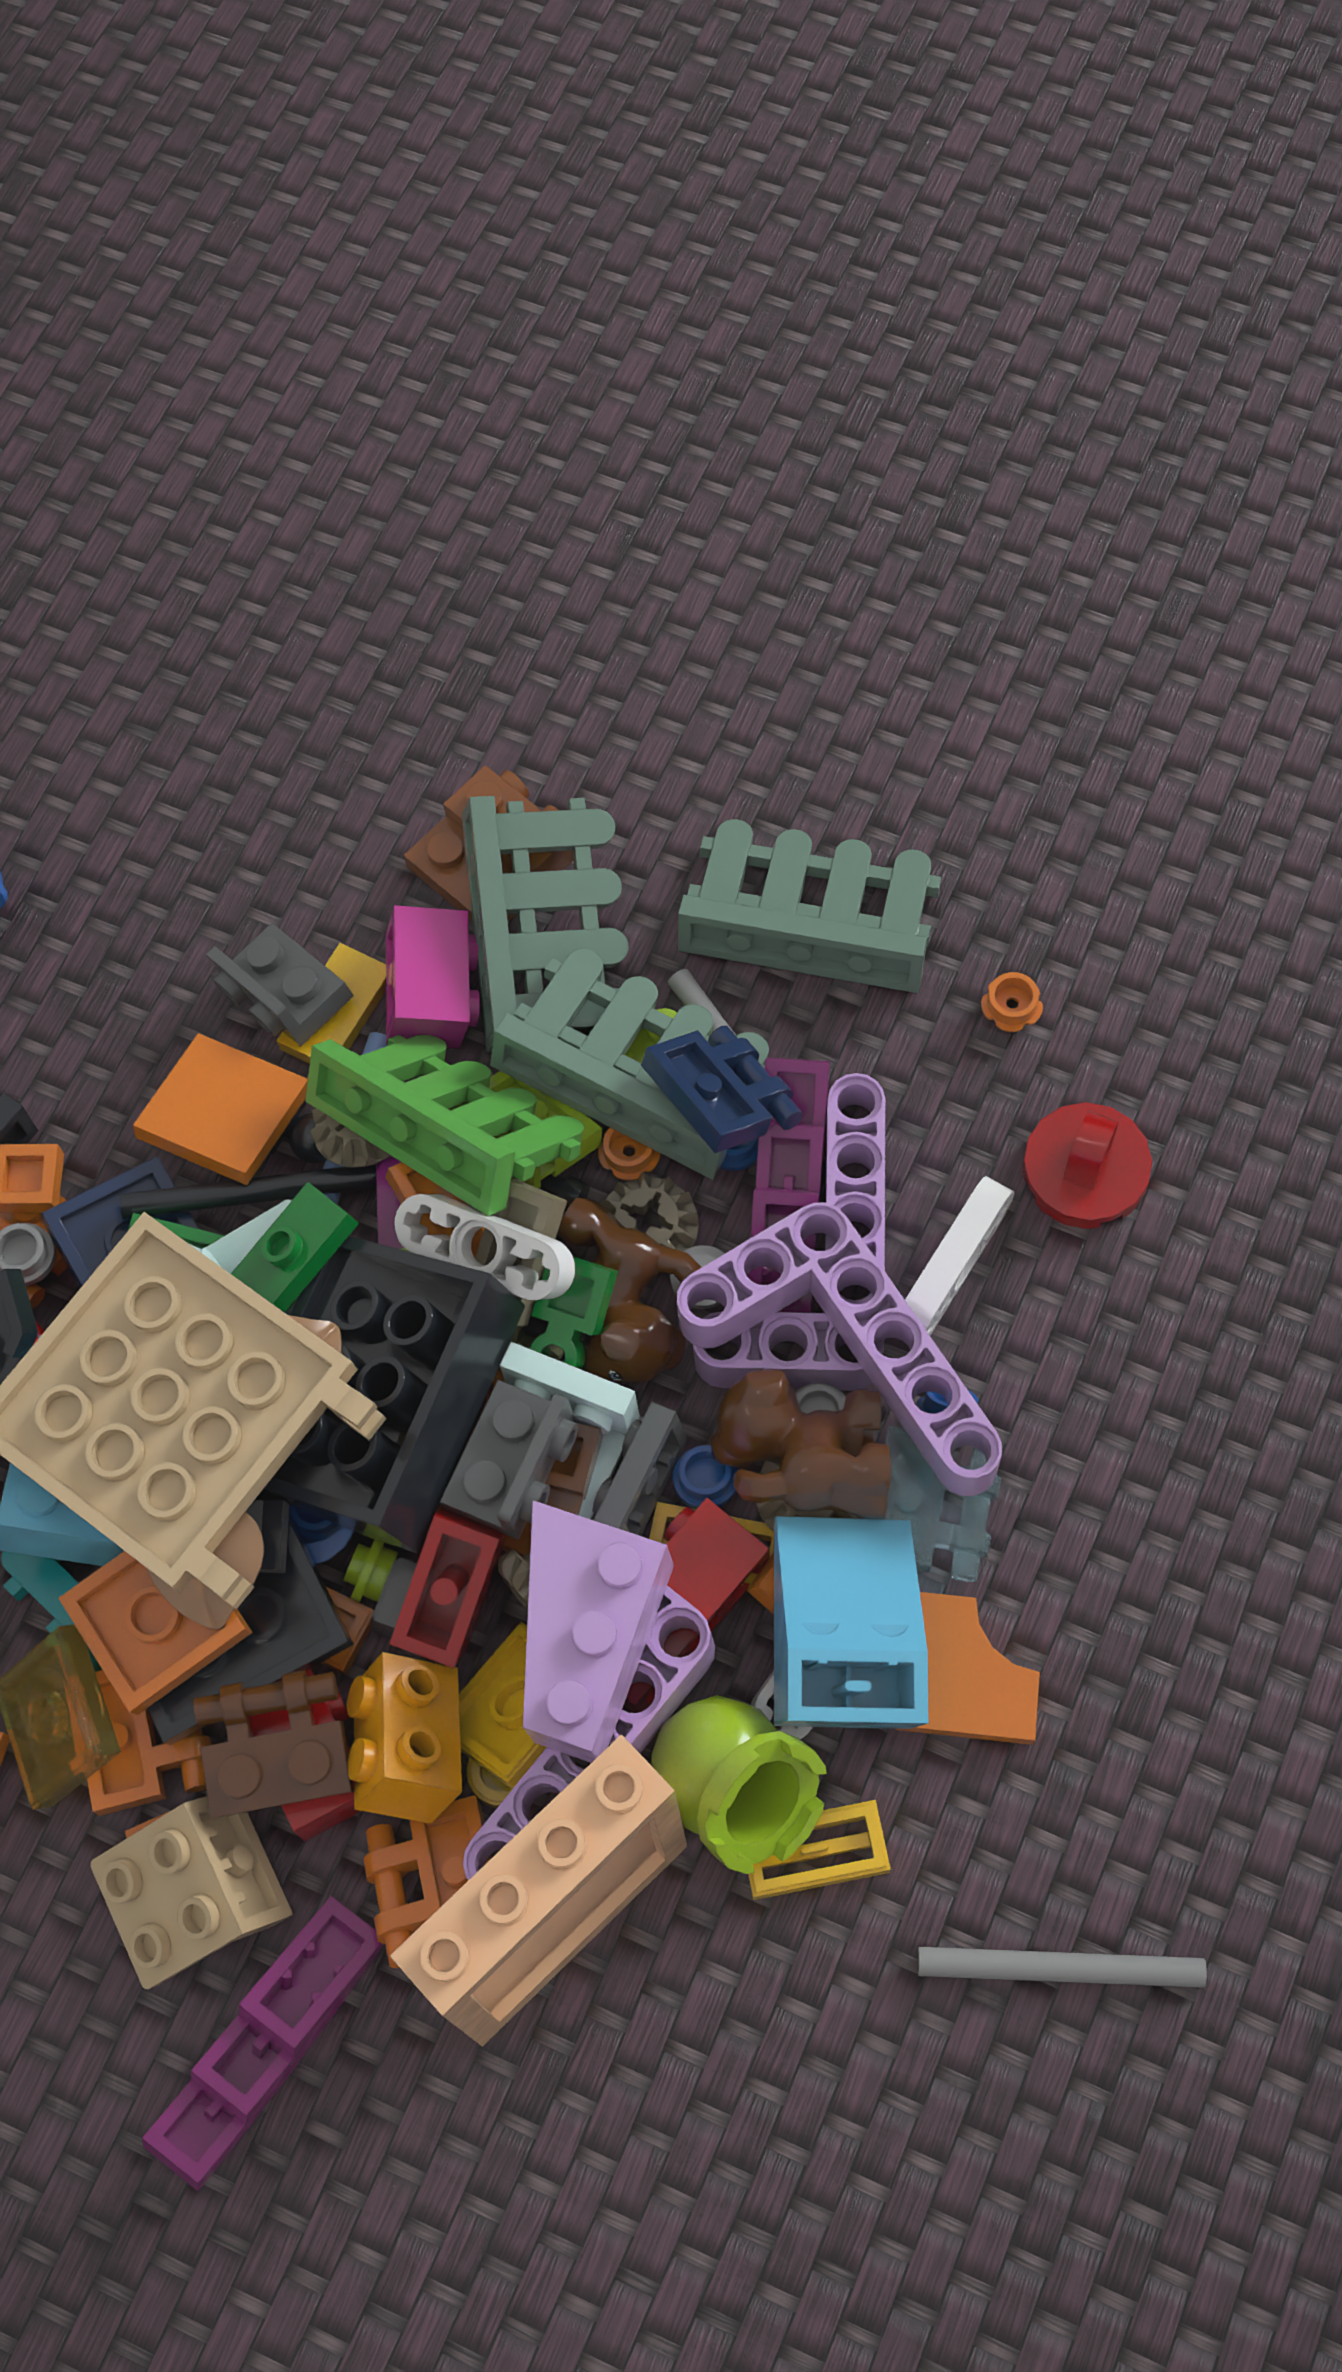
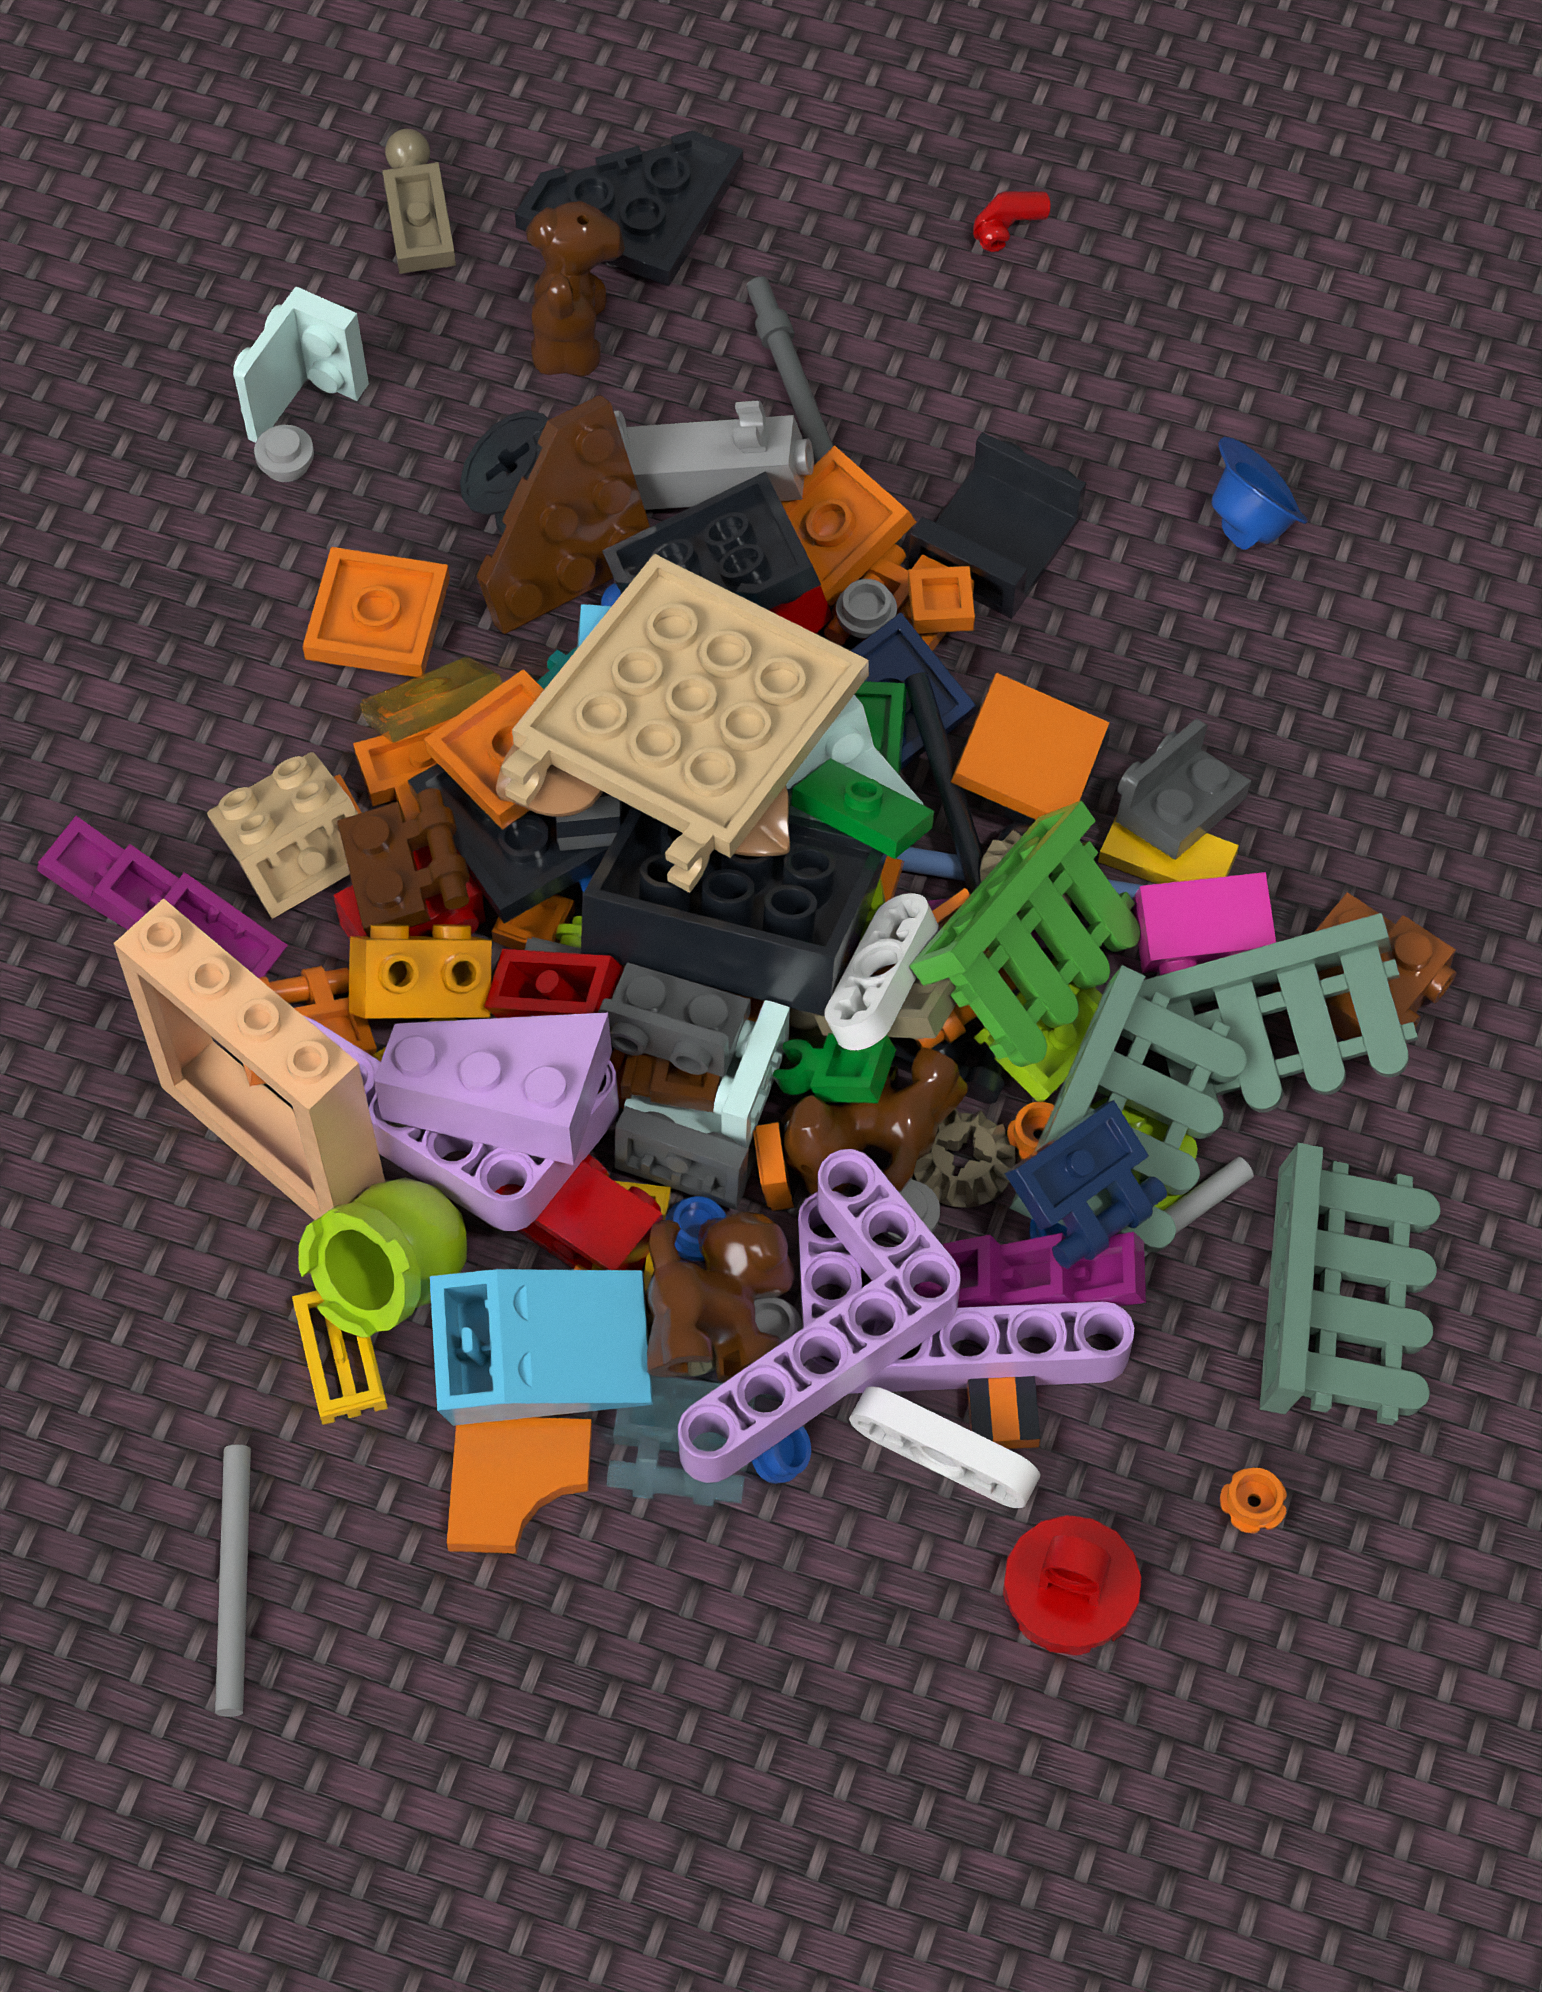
camera: 80 degrees right, 5 degrees down
(660, 1390) = (773, 1167): none -> orange tile
(916, 1208) = (1005, 1410): none -> tile

